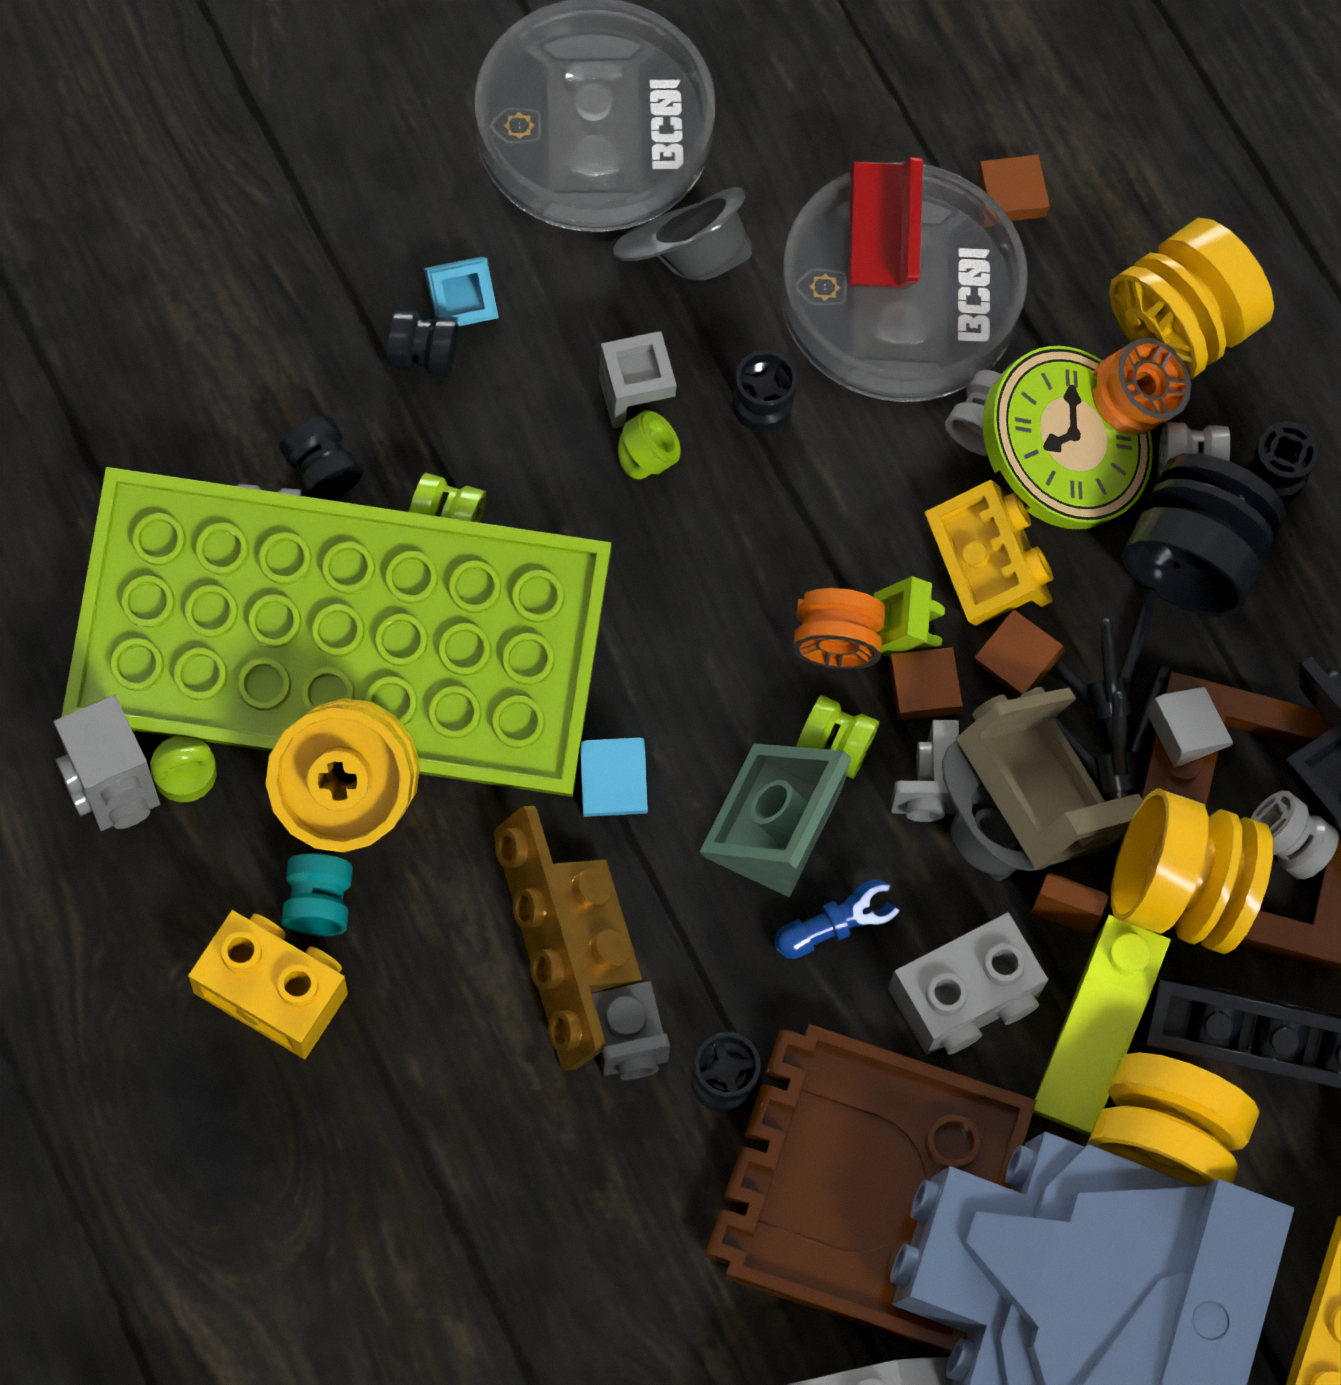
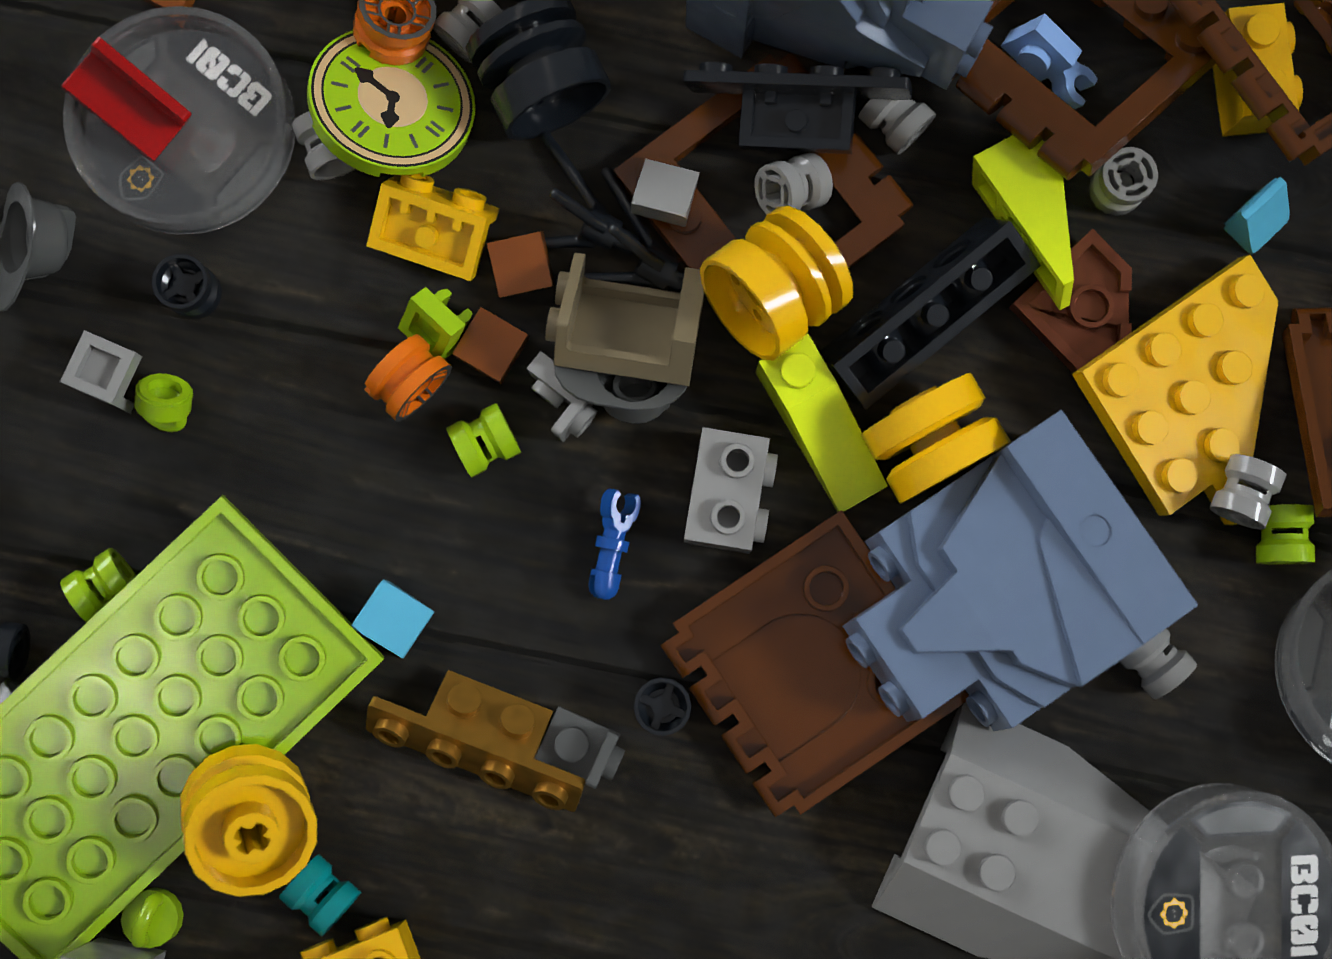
camera: 45 degrees left, 15 degrees up
(776, 813) = (504, 526): sand green slope -> none
(1069, 903) = (724, 375): dark orange tile -> none

